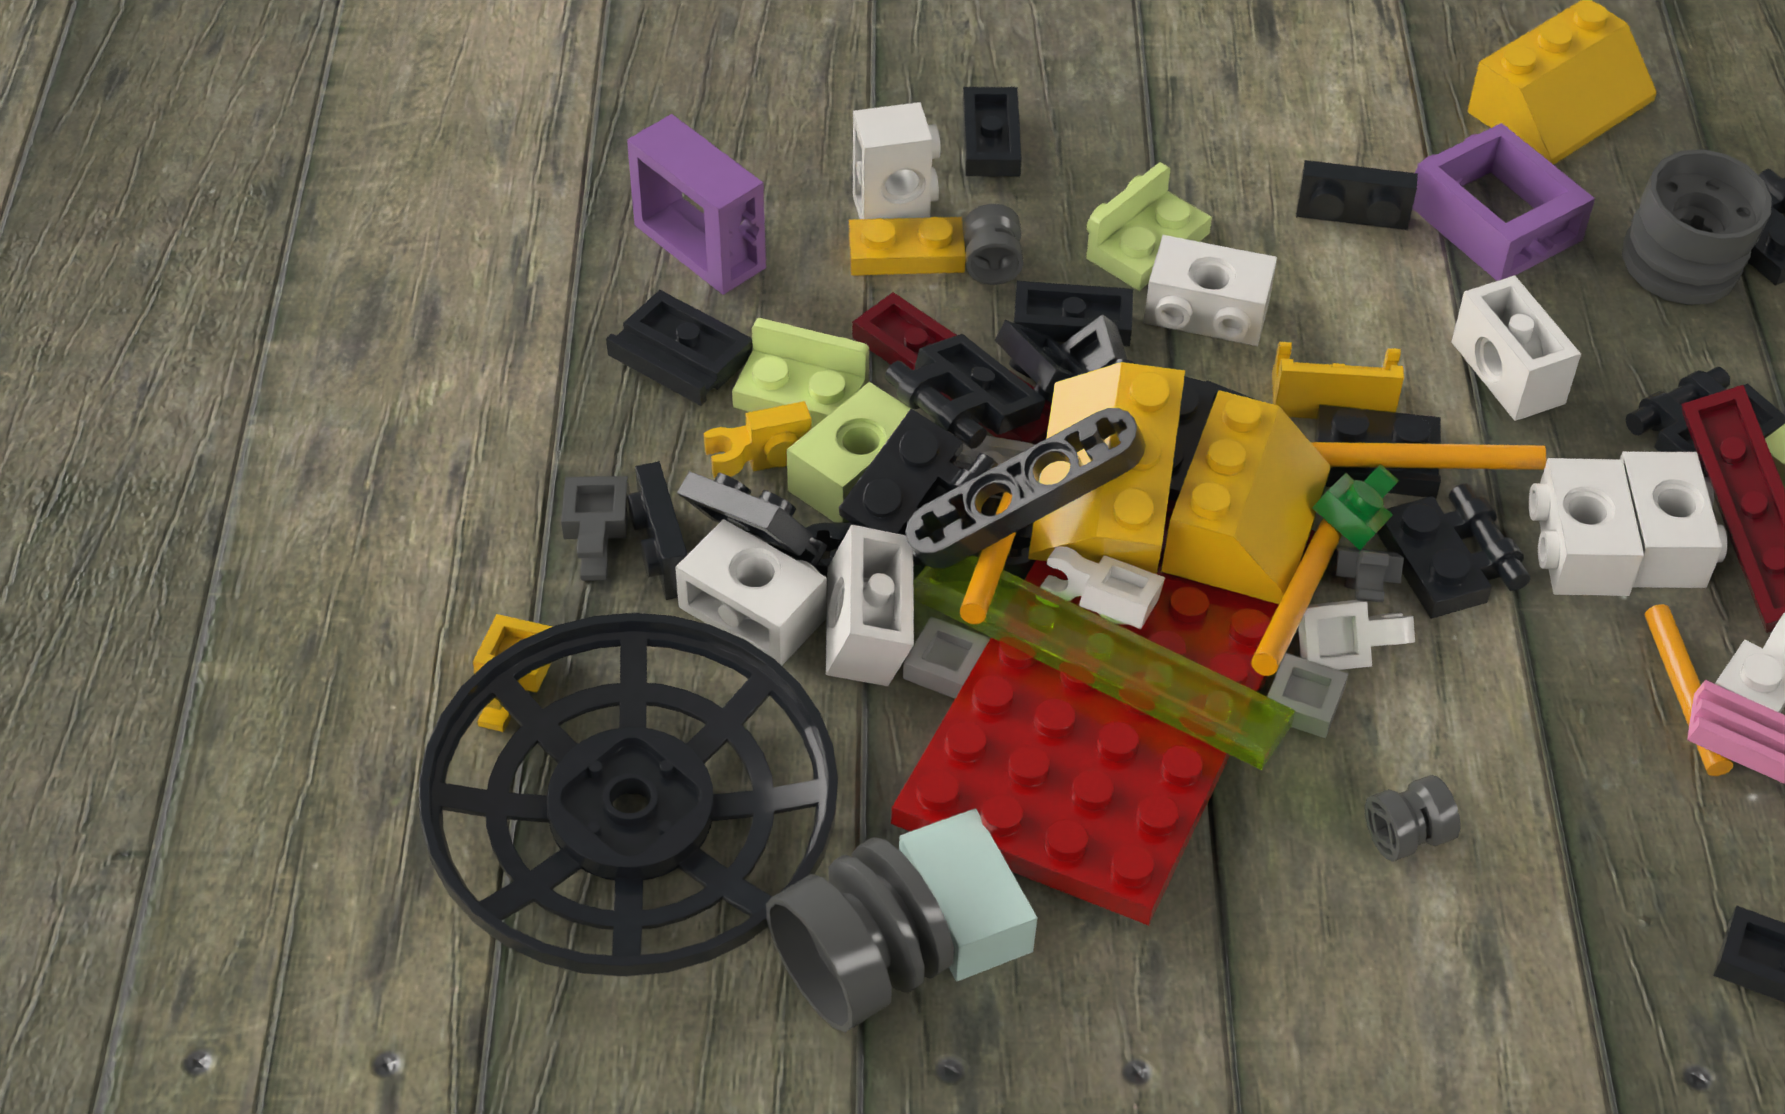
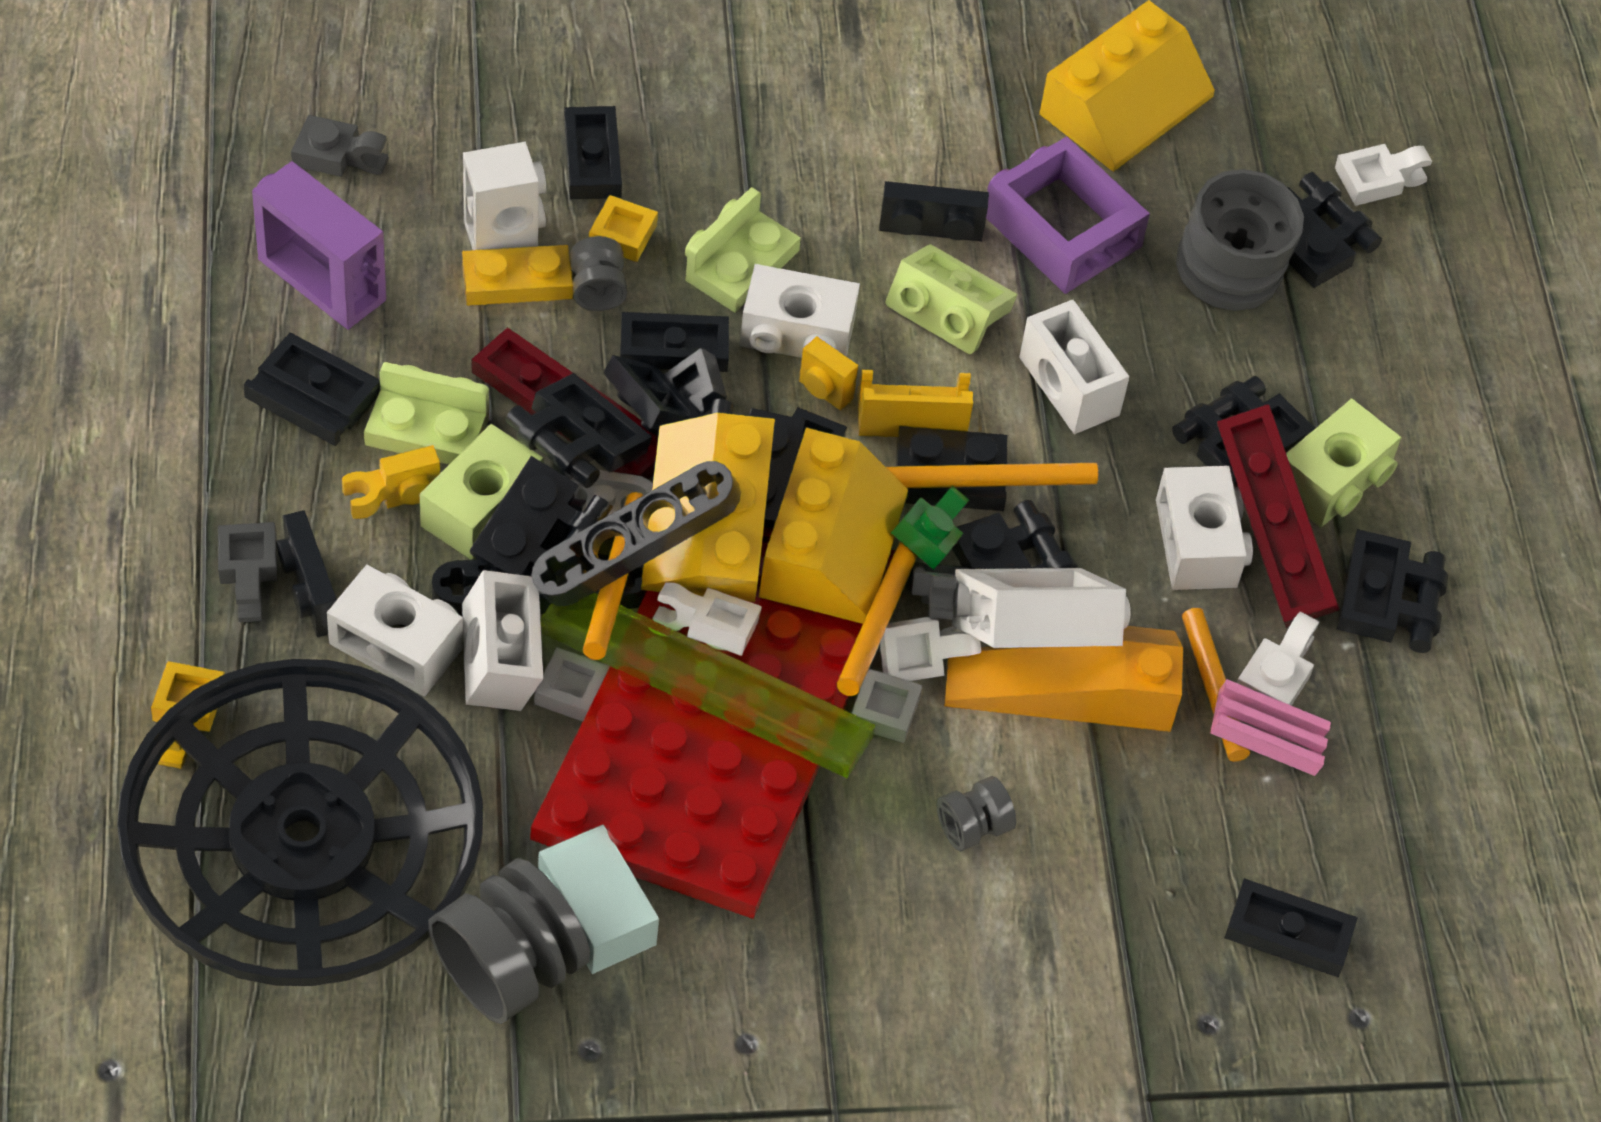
camera: 10 degrees left, 5 degrees up
(728, 118) = (334, 145): none -> dark grey plate
(763, 517) = (406, 563): black plate -> none
(1028, 198) = (627, 224): none -> yellow plate
(1241, 348) = (828, 373): none -> yellow plate
(1372, 280) = (948, 297): none -> yellowish green bracket
(1487, 591) = (1040, 607): none -> white window
(1533, 675) = (1090, 684): none -> light orange wedge
(1586, 527) = (1138, 510): white brick -> none

